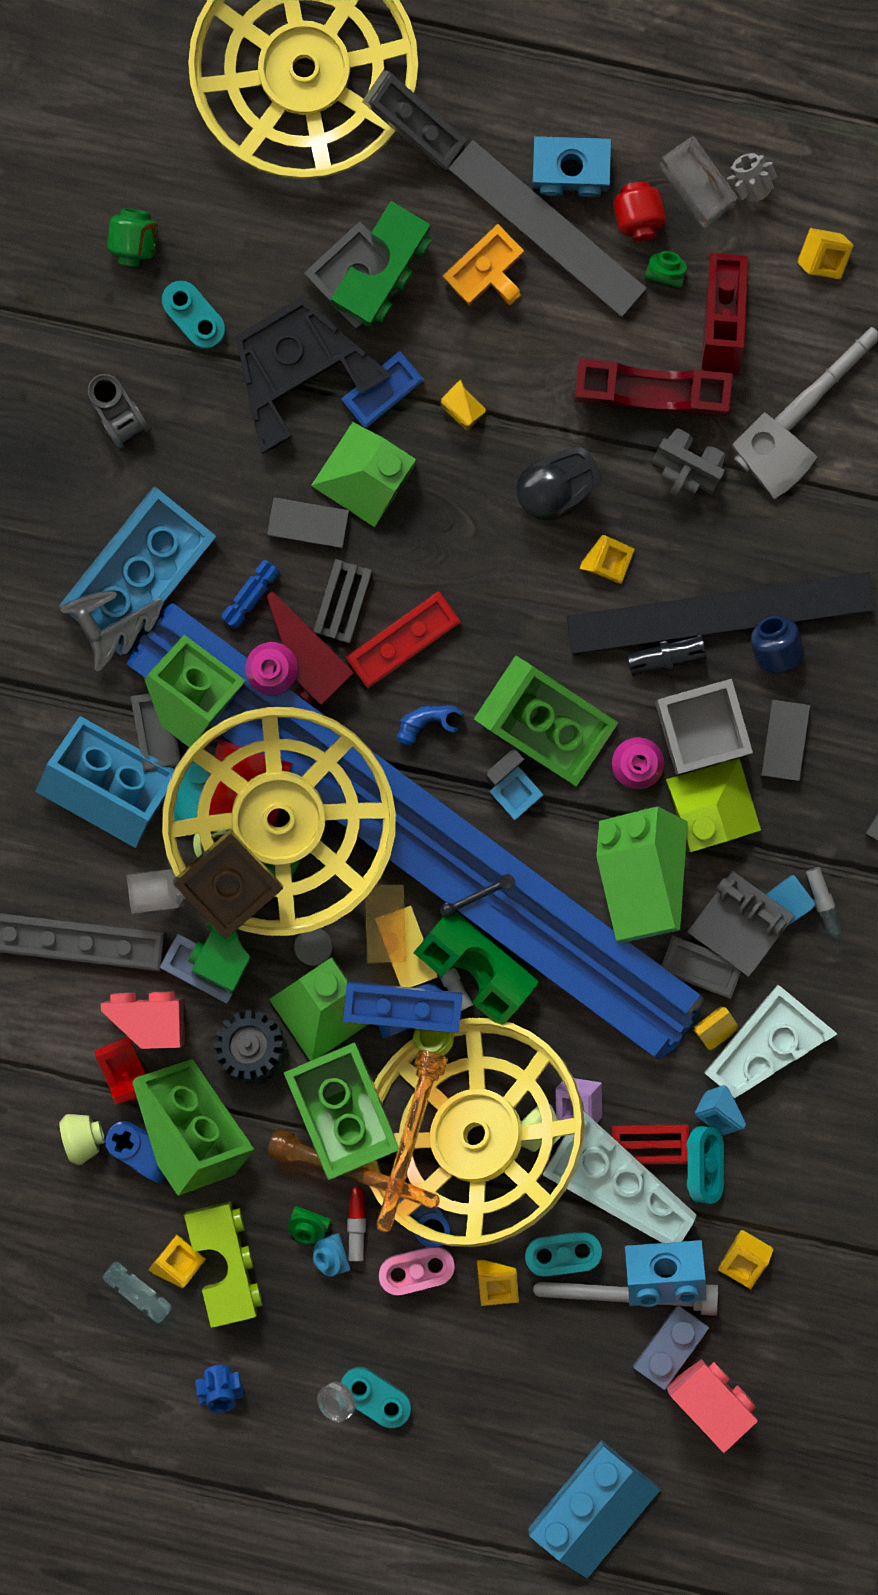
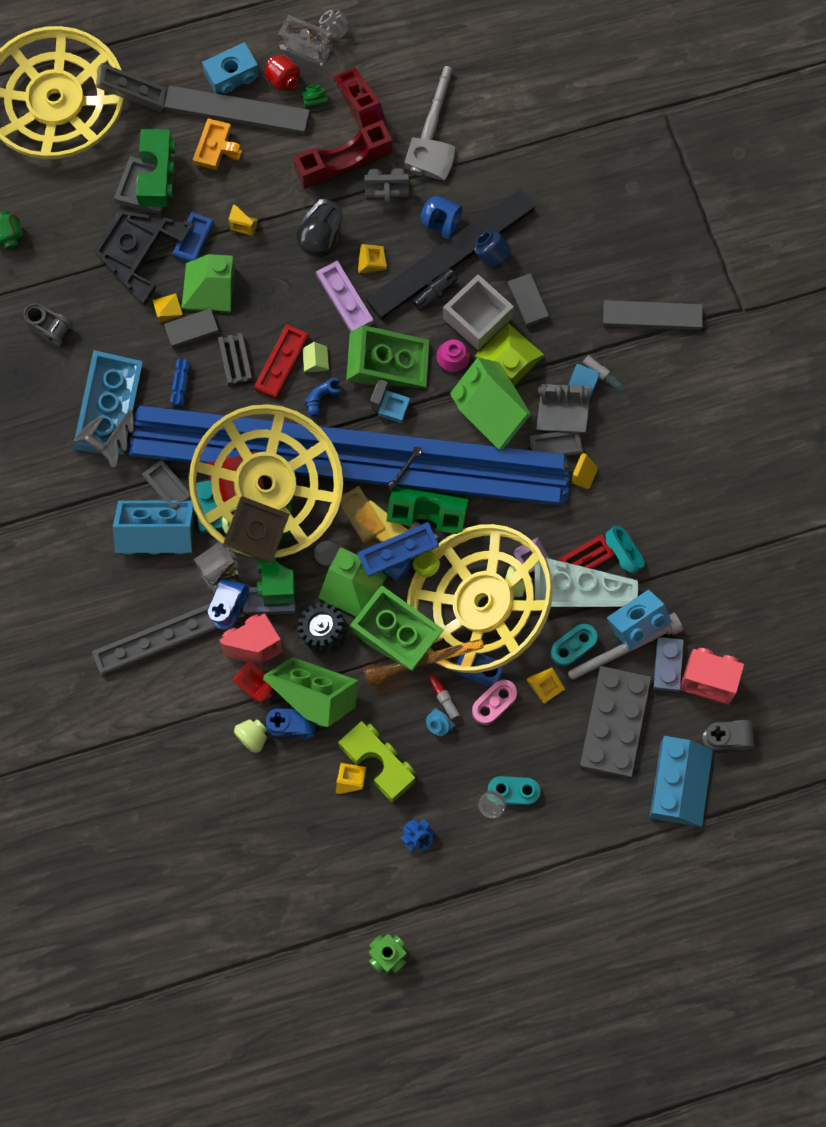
camera: 30 degrees left, 15 degrees down
(101, 1504) = (391, 963): none -> bright green brick
(137, 1292) = (336, 808): clear light blue axle -> none
(147, 943) = (228, 603): none -> blue piece
(191, 690) = (173, 442): bright green slope -> none
(193, 314) = (62, 254): teal plate -> none
(264, 679) = (215, 412): dark pink cone -> none
(292, 474) = (167, 308): none -> yellow slope
(307, 1226) = (415, 713): green plate -> none
(319, 668) = (228, 392): dark red slope -> none
(429, 1068) = (433, 577): clear orange piece -> none
(451, 661) = (315, 358): none -> yellowish green slope
(538, 597) = (344, 296): none -> lavender plate
(557, 1382) = (615, 722): none -> dark grey plate
(697, 1489) = (734, 735): none -> dark grey piece
(720, 1110) = (615, 513): dark azure slope -> none
(745, 544) = (444, 210): none -> blue helmet
(746, 1259) = (680, 592): yellow slope -> none
(768, 1041) = (618, 463): light aqua wing -> none
(825, 253) = (396, 44): yellow slope -> none

